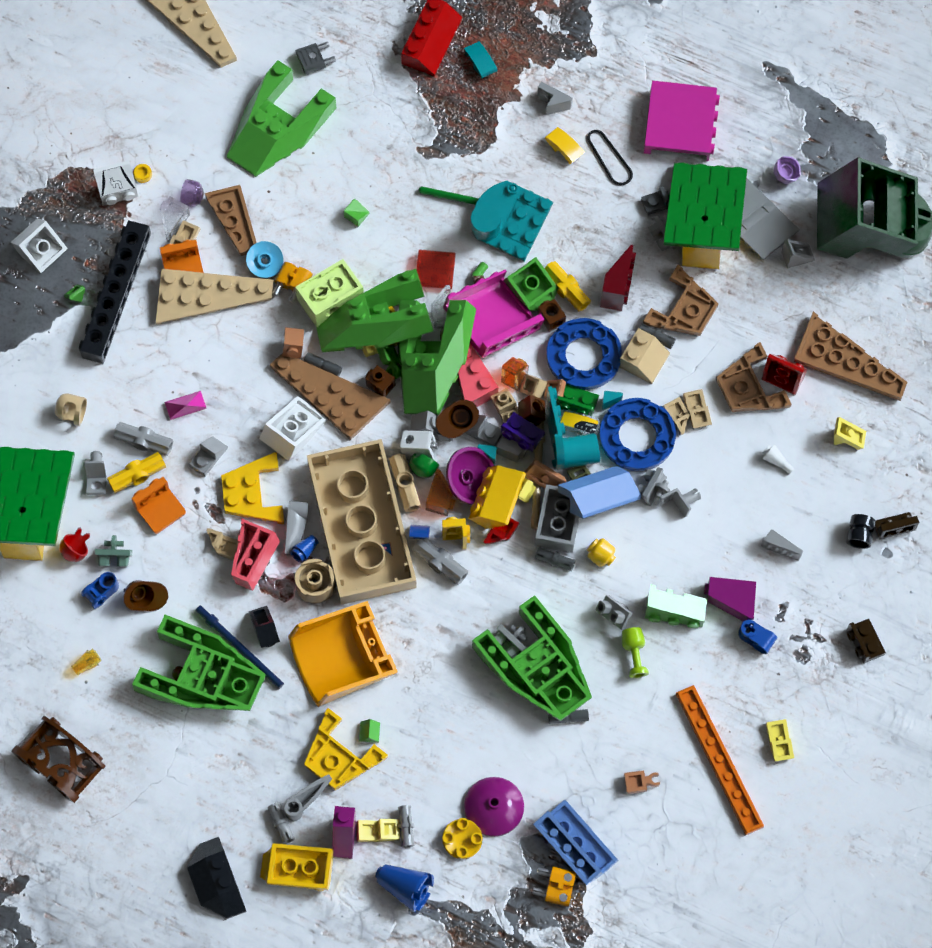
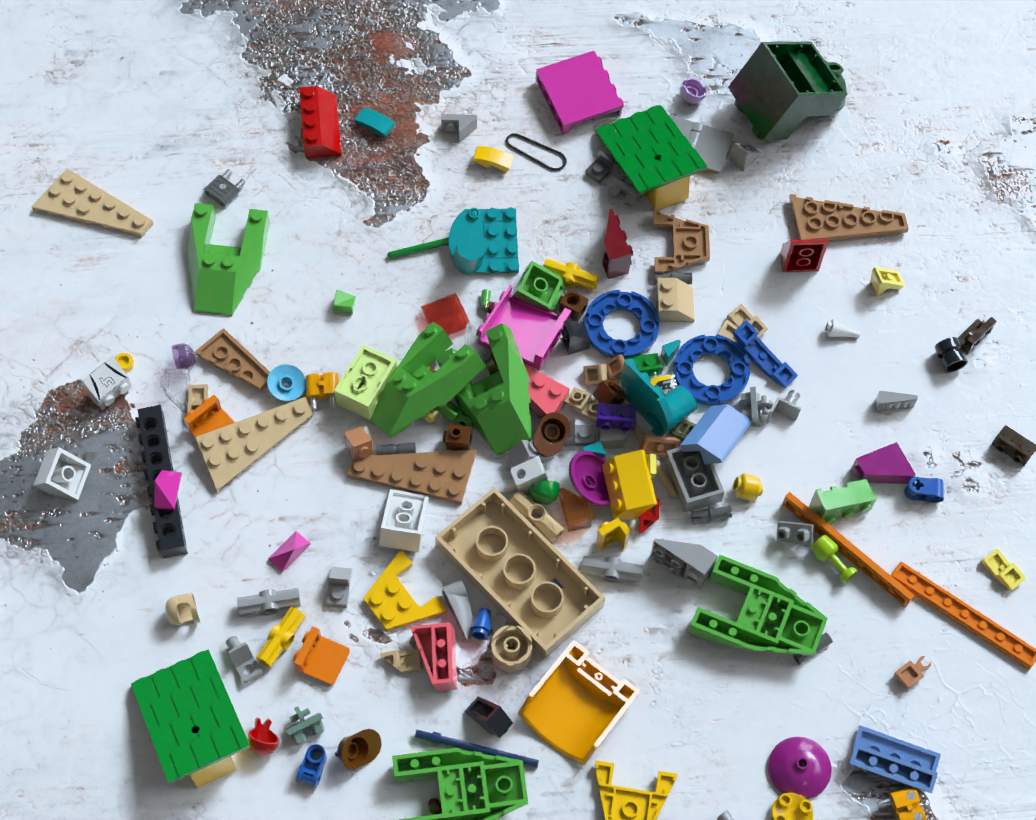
camera: 30 degrees left, 5 degrees down
(75, 293) = (123, 501): bright green slope -> none
(112, 301) = (166, 489): none -> dark pink slope
(369, 731) = (645, 761): bright green slope -> none
(419, 532) = (579, 552): blue slope -> none
(504, 635) = (729, 610): light grey hips -> none
(505, 585) = (685, 559): none -> light grey slope
(514, 372) = (573, 370): clear orange slope -> none
(533, 344) = (574, 337): none -> black slope
(653, 651) = (849, 550): none -> orange tile
(690, 445) = (762, 357): none -> blue slope
(743, 388) = (775, 286): medium nougat wing -> none

